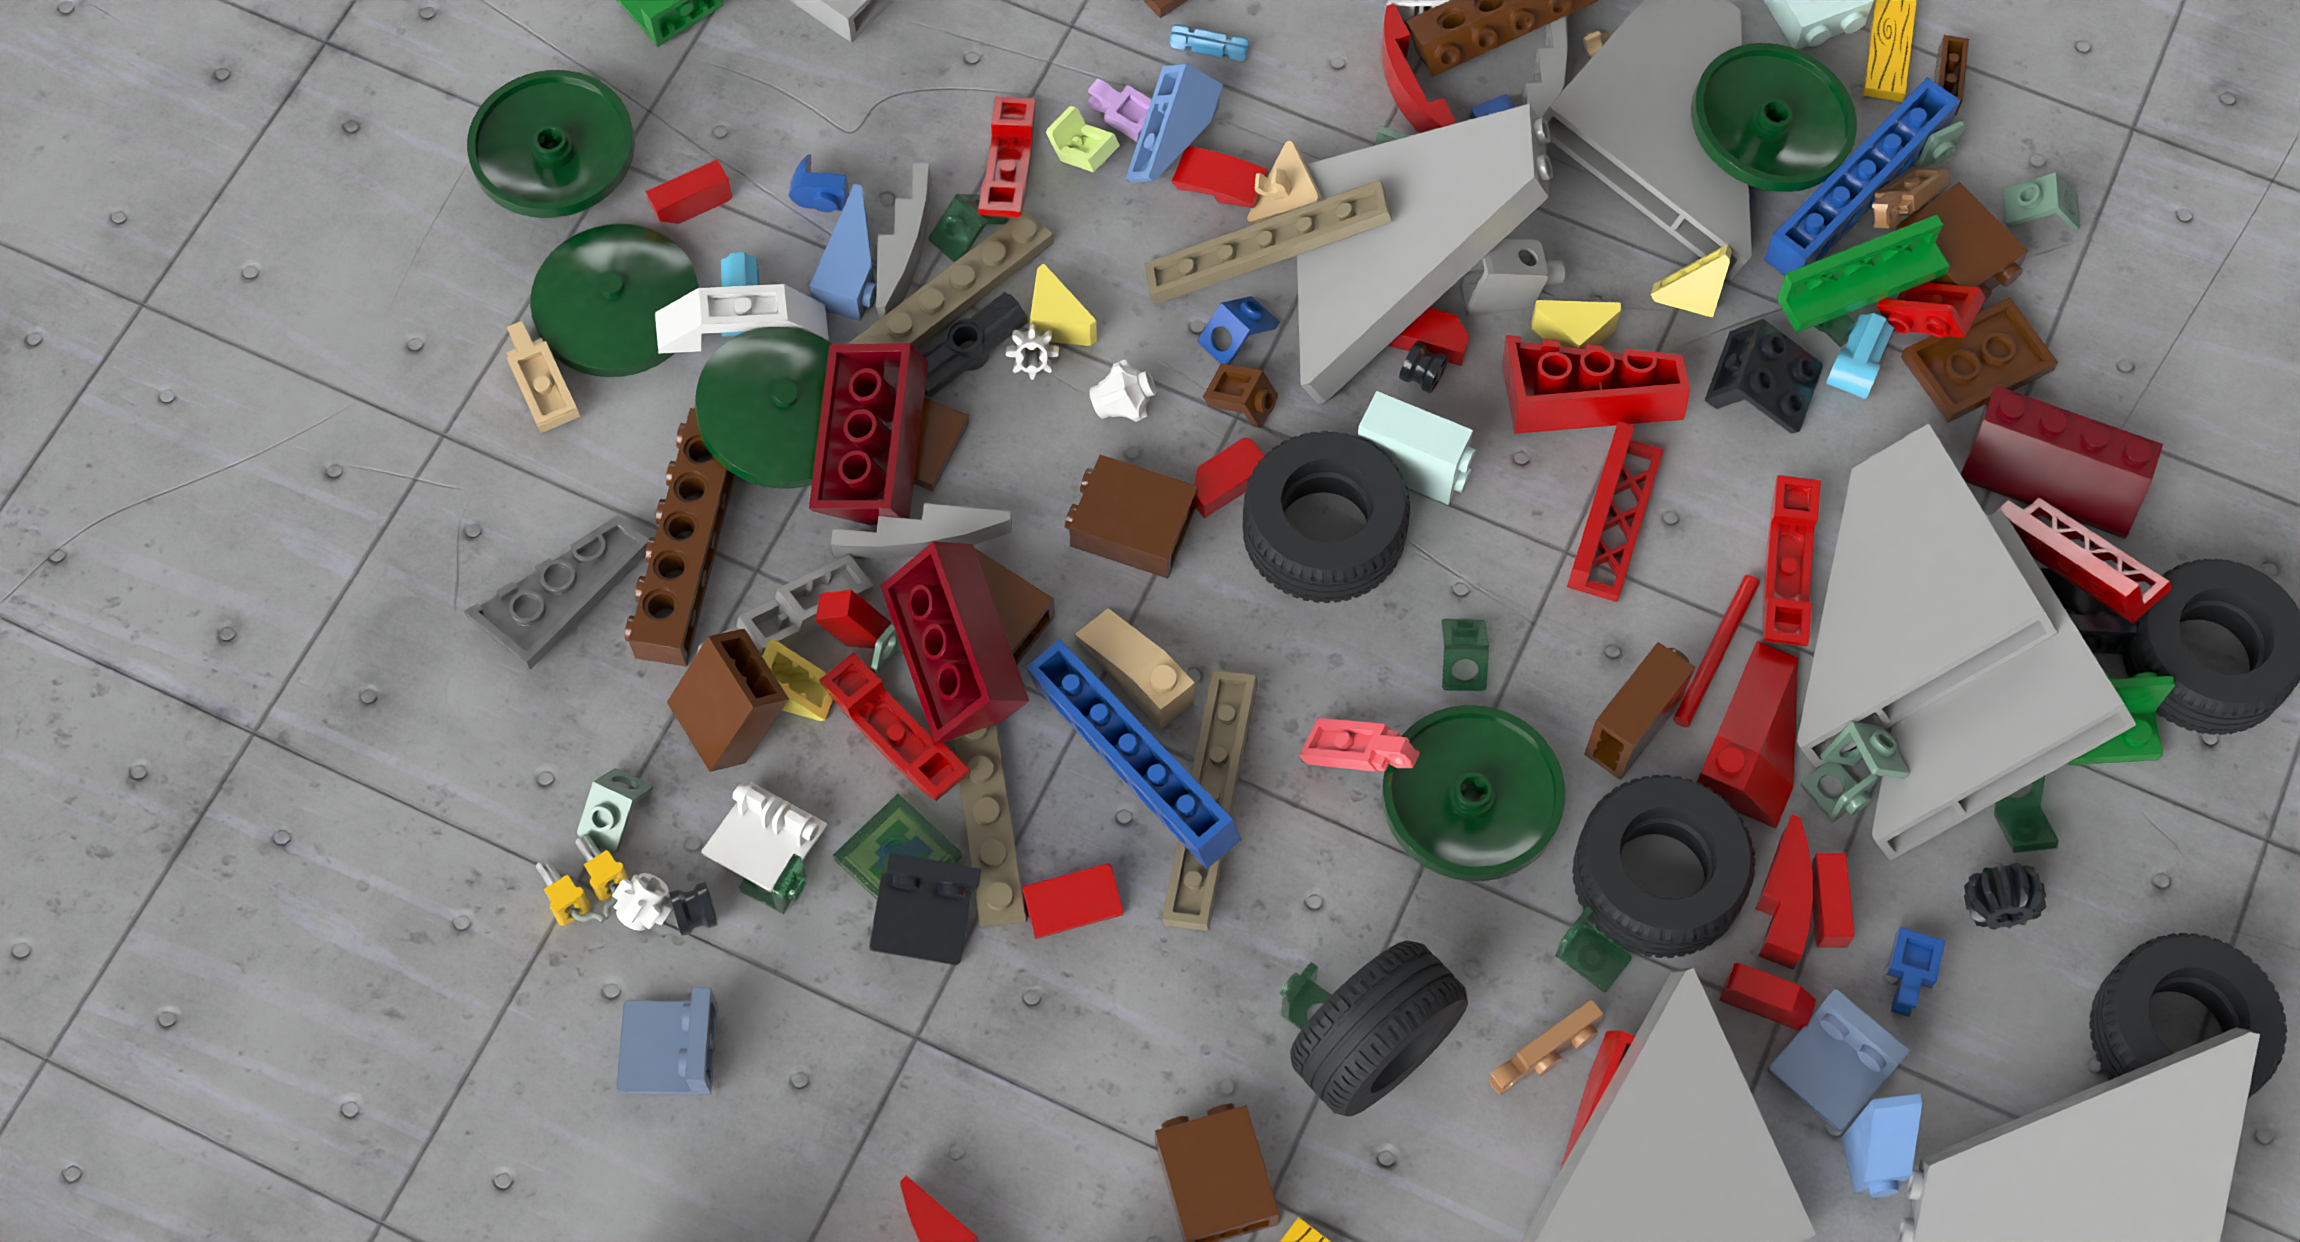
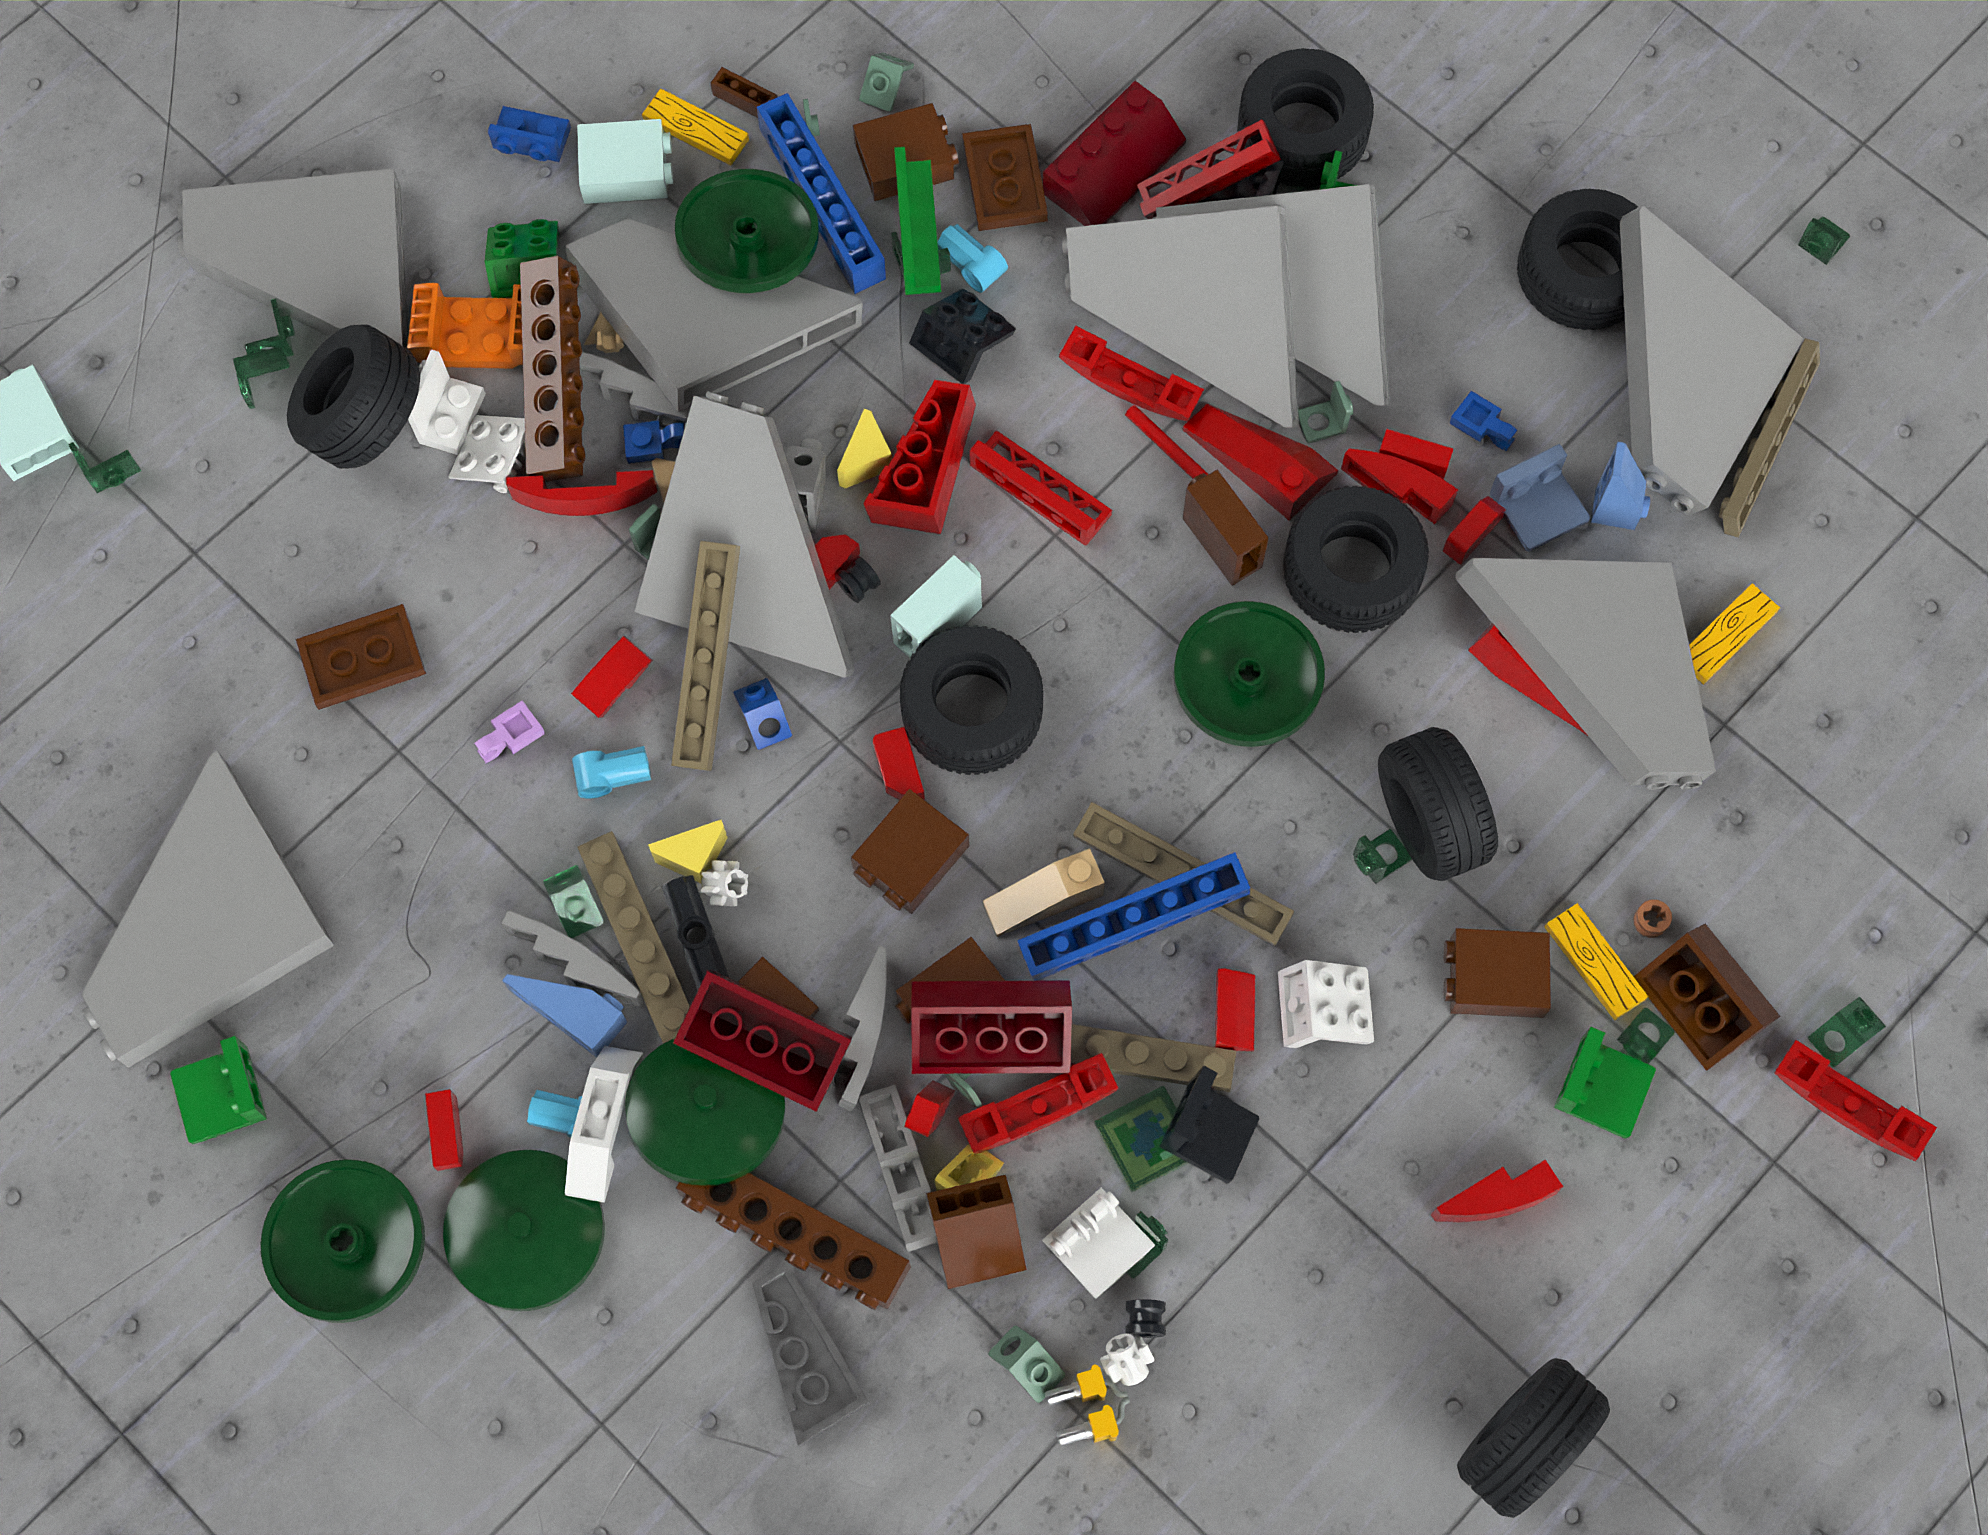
camera: 70 degrees left, 5 degrees up
(540, 380) = (583, 1318): tan hinge -> none
(668, 1045) = (1260, 1372): sand blue bracket -> none
(818, 190) = (490, 1014): blue plate -> none
(1009, 157) = (523, 846): red slope -> none
(1080, 143) = (531, 777): yellowish green bracket -> none
(1113, 203) = (600, 772): none -> medium azure piece
(1113, 999) = (1325, 1003): none -> white bracket
(1123, 393) = (793, 821): white rock -> none
(1176, 116) = (547, 696): medium blue slope -> none
(1209, 42) = (469, 641): dark azure axle -> none
(1242, 391) = (825, 728): reddish brown bracket -> none
(1285, 188) = (650, 625): tan piece -> none
(1357, 746) = (1182, 745): coral hinge -> none
(1464, 641) = (1116, 635): clear green bracket -> none
(1544, 1051) = (1470, 700): medium nougat plate -> none
(1592, 953) = (1401, 637): clear green bracket -> none
(1696, 285) = (864, 347): light yellow slope -> none
(1873, 745) = (1314, 372): sand green bracket -> none
(1907, 194) = (849, 165): medium nougat hinge -> none
(1933, 309) = (957, 186): red bracket -> none
(2005, 896) = (1453, 336): black gear -> none
(2025, 822) = (1402, 301): clear green bracket -> none

